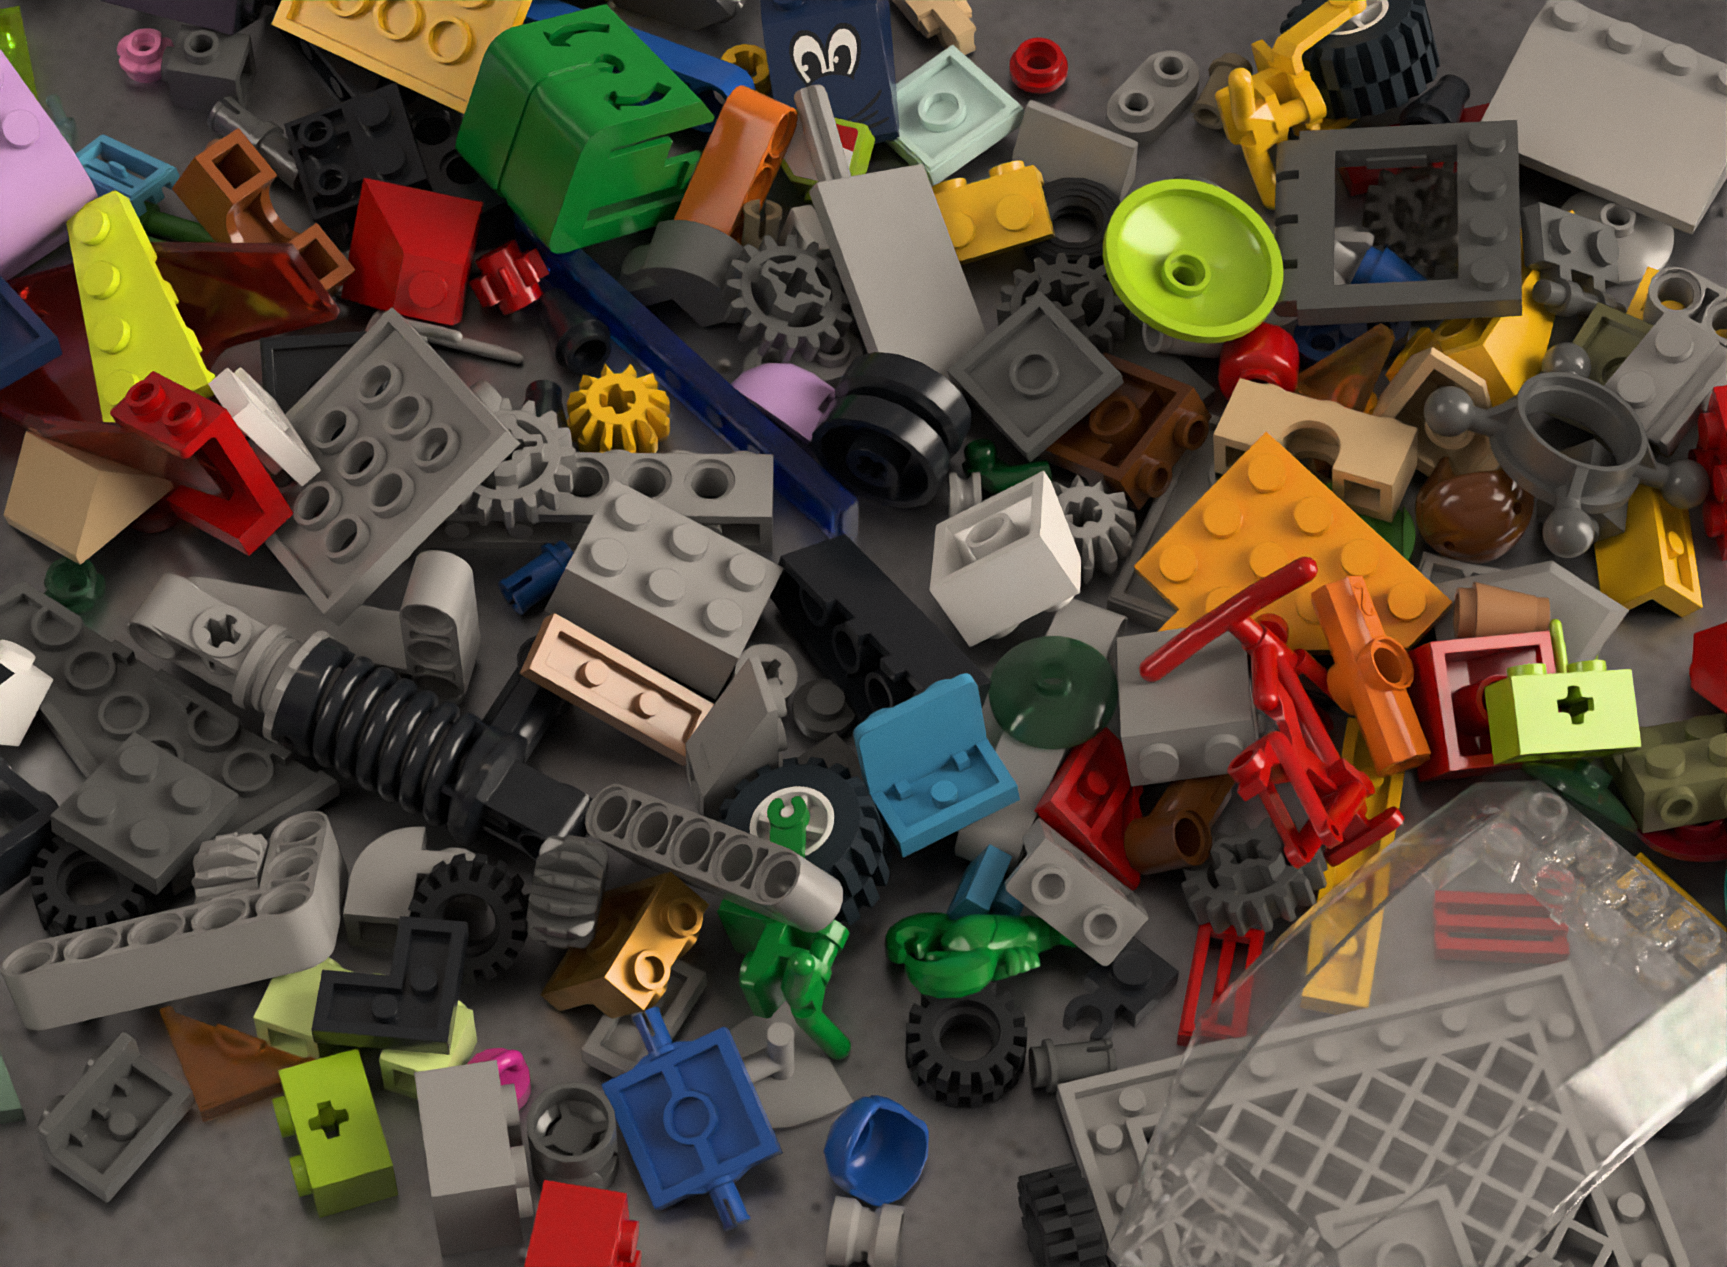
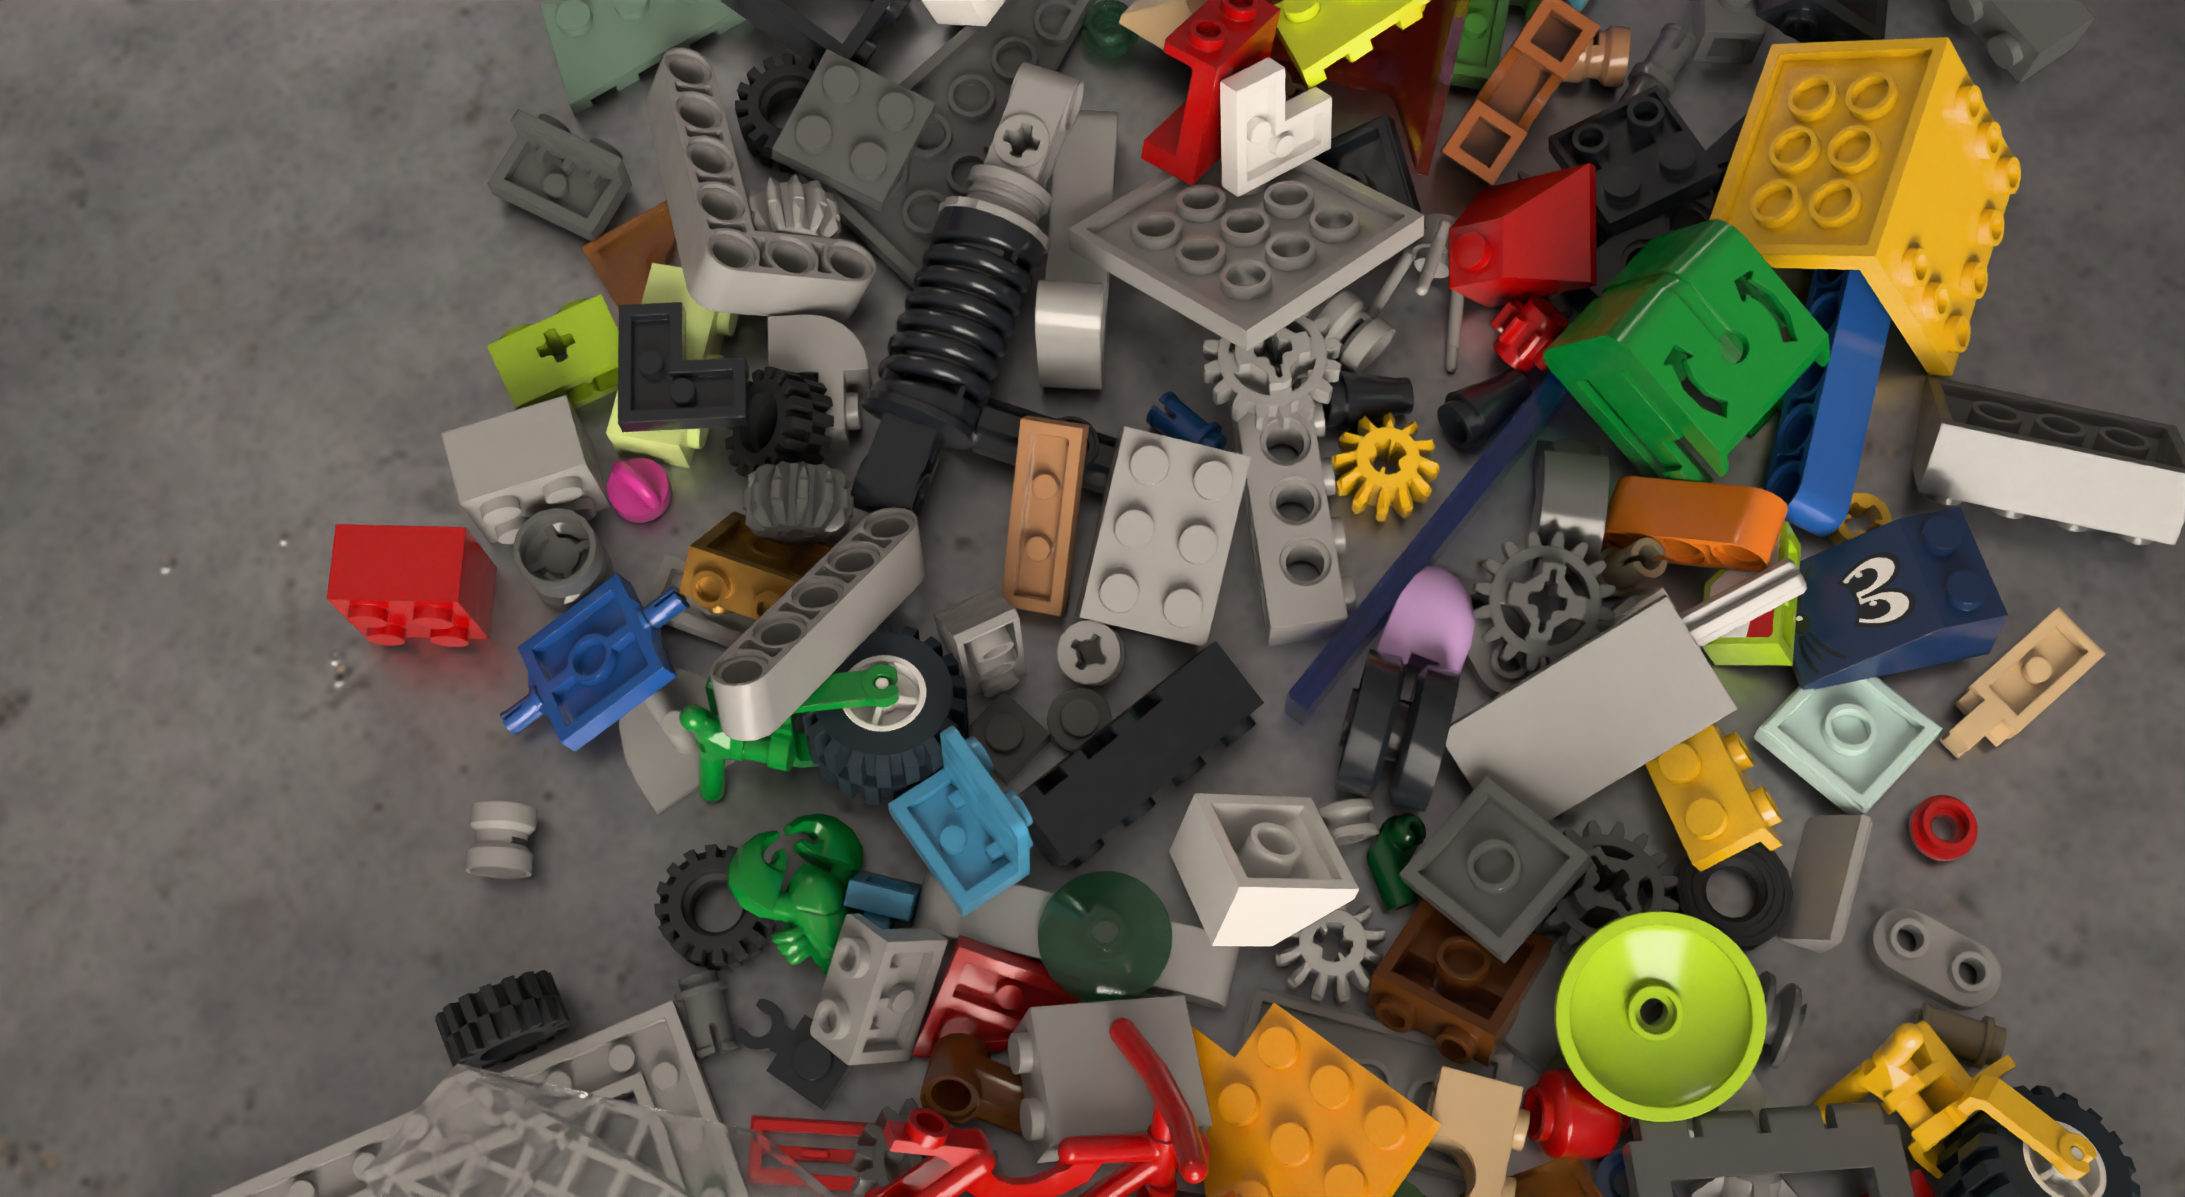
camera: 85 degrees right, 15 degrees up
(876, 1150) = (584, 835): blue hair -> none

